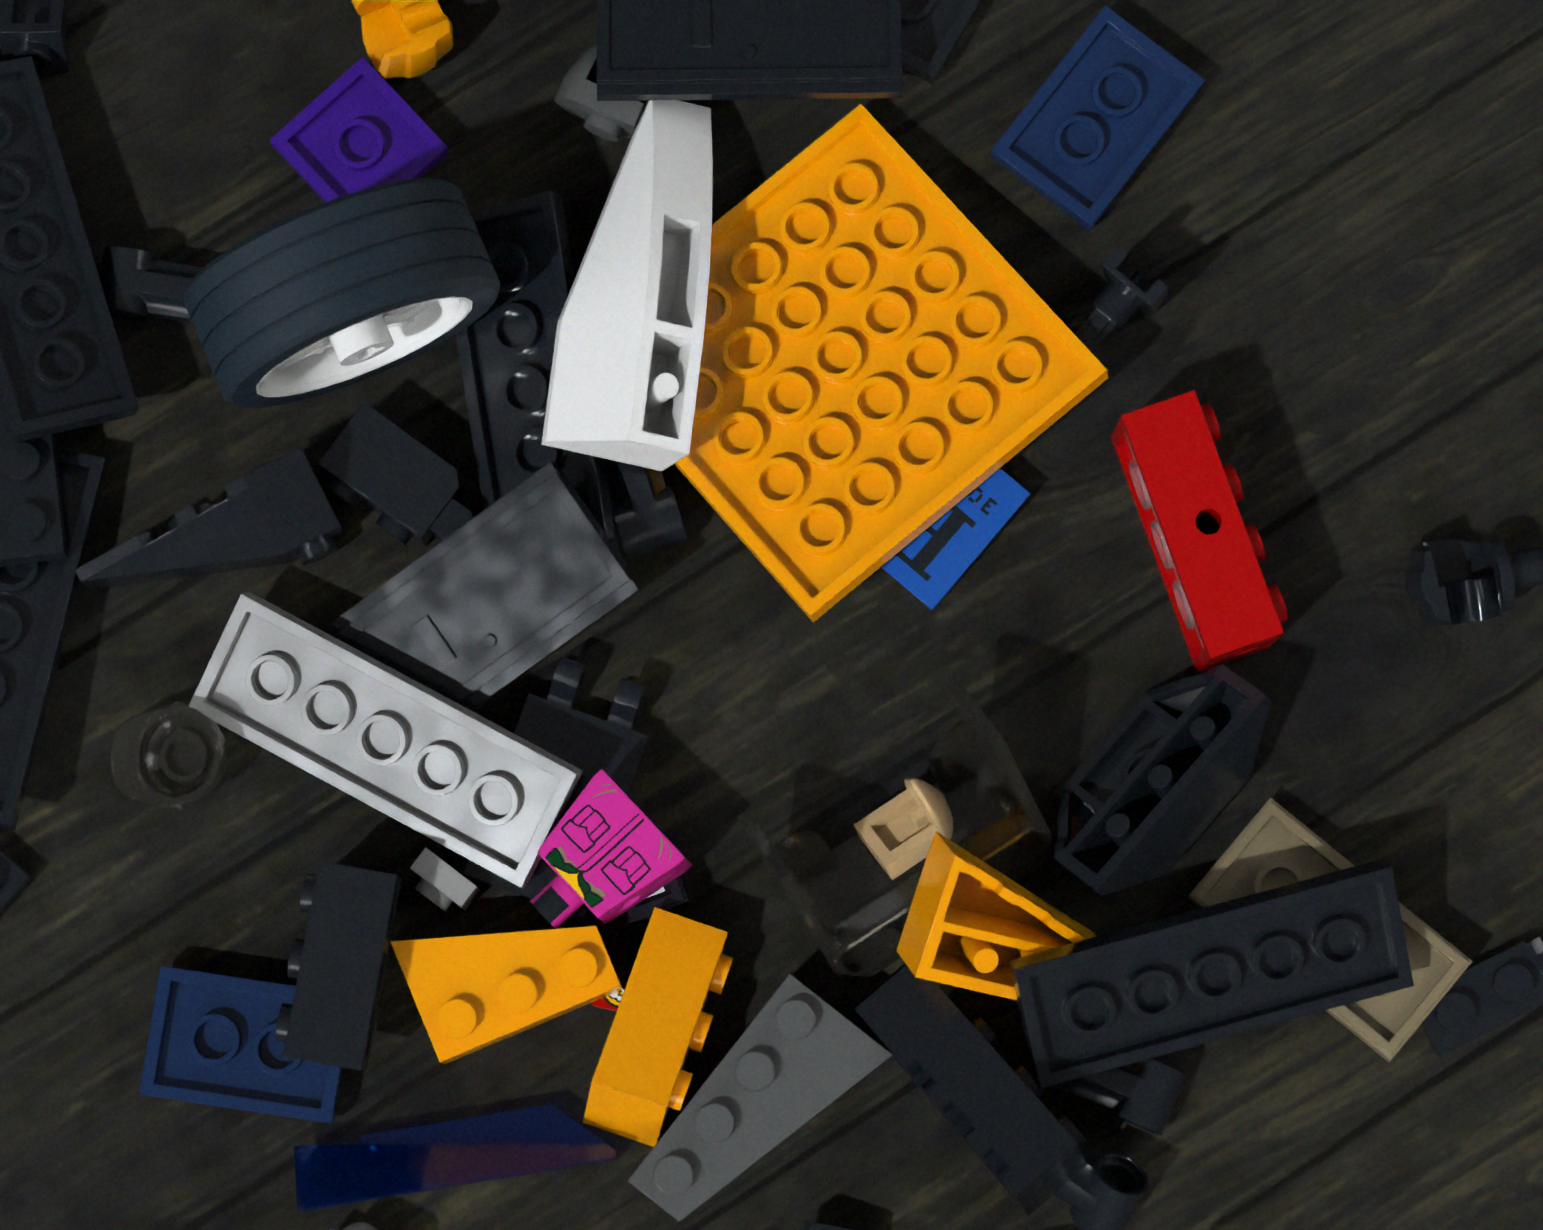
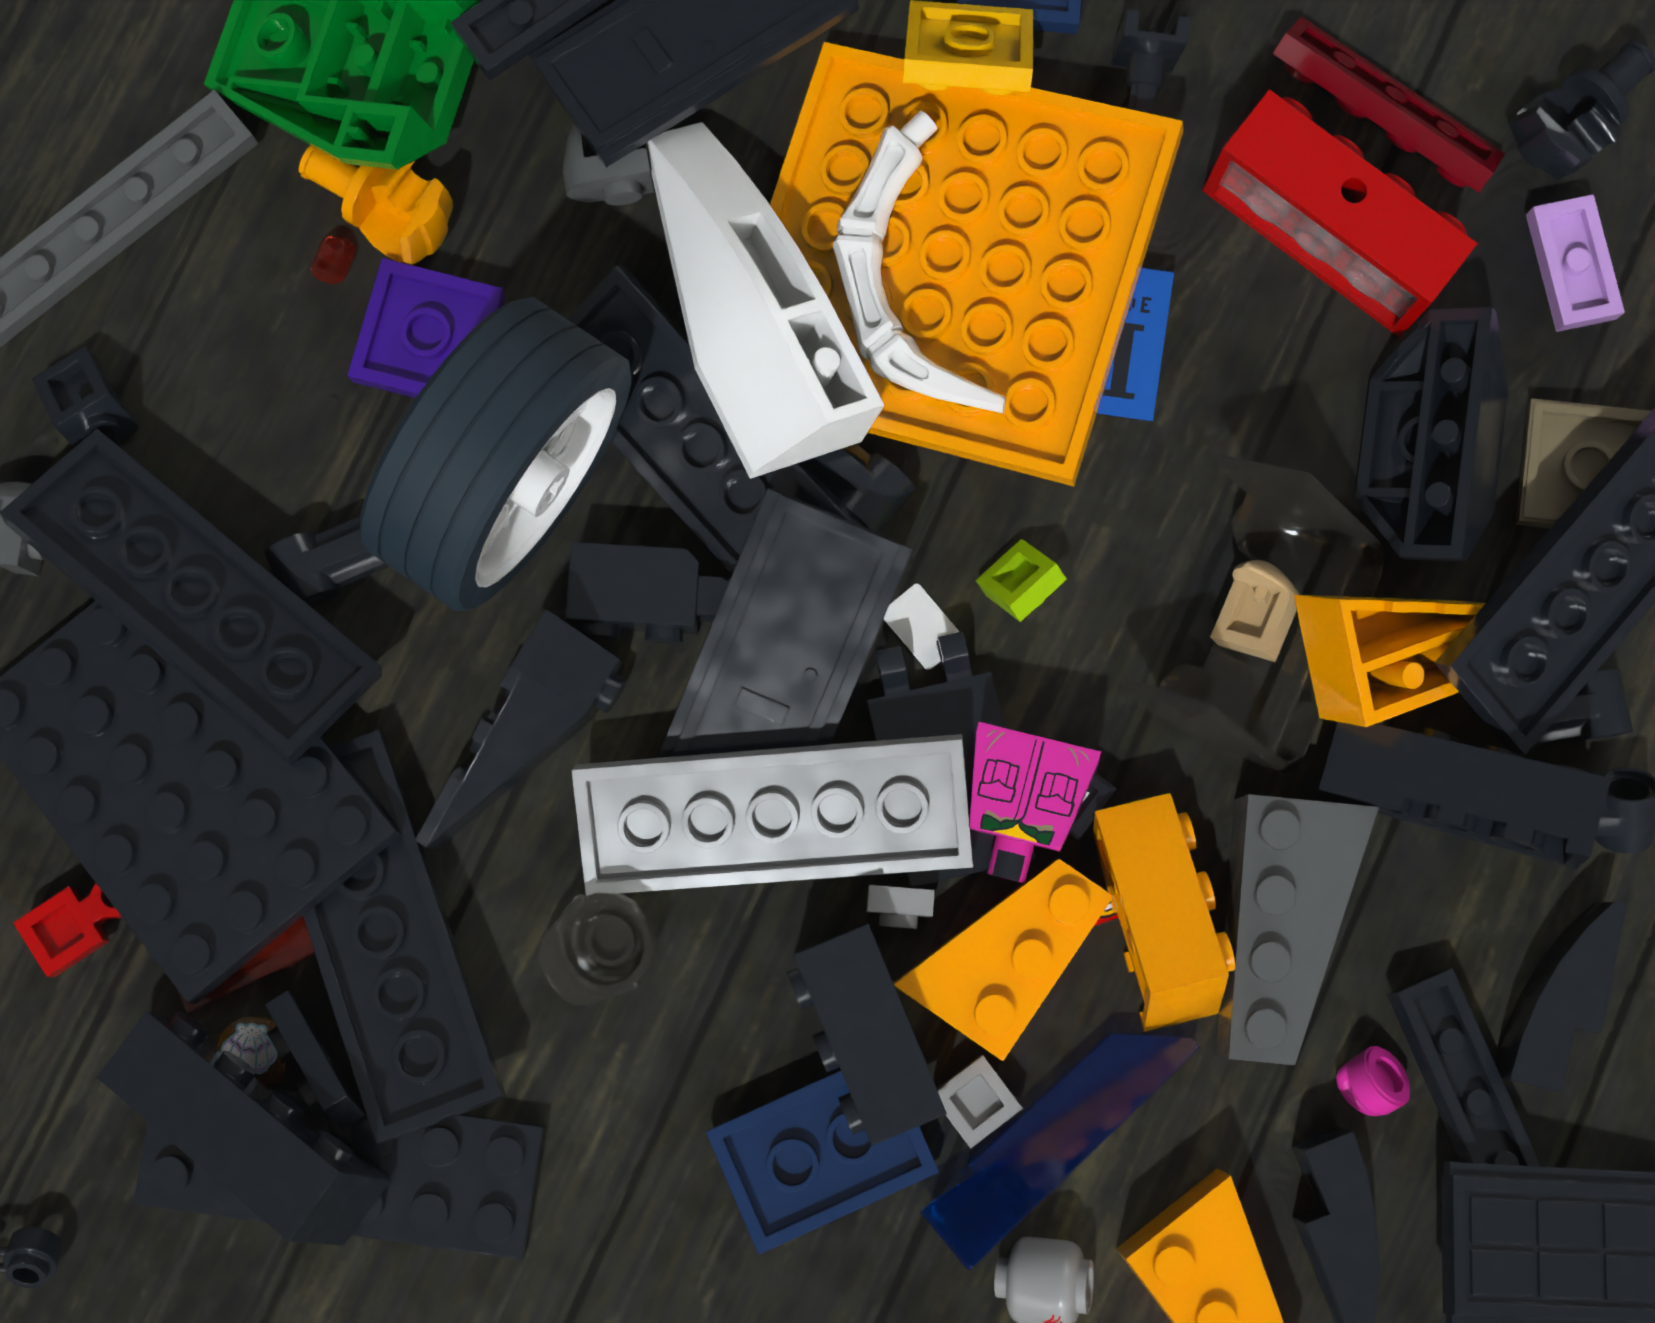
camera: 30 degrees left, 0 degrees up
(322, 28) = (332, 259): none -> clear red rock
(401, 1086) = (977, 1101): none -> light grey plate
(618, 654) = (919, 624): none -> white sticker
(725, 674) = (1021, 580): none -> lime plate
(759, 316) = (860, 260): none -> white animal
(973, 188) = (969, 47): none -> yellow plate
(1316, 464) = (1407, 117): none -> dark red plate
(1387, 704) = (1575, 263): none -> lavender plate

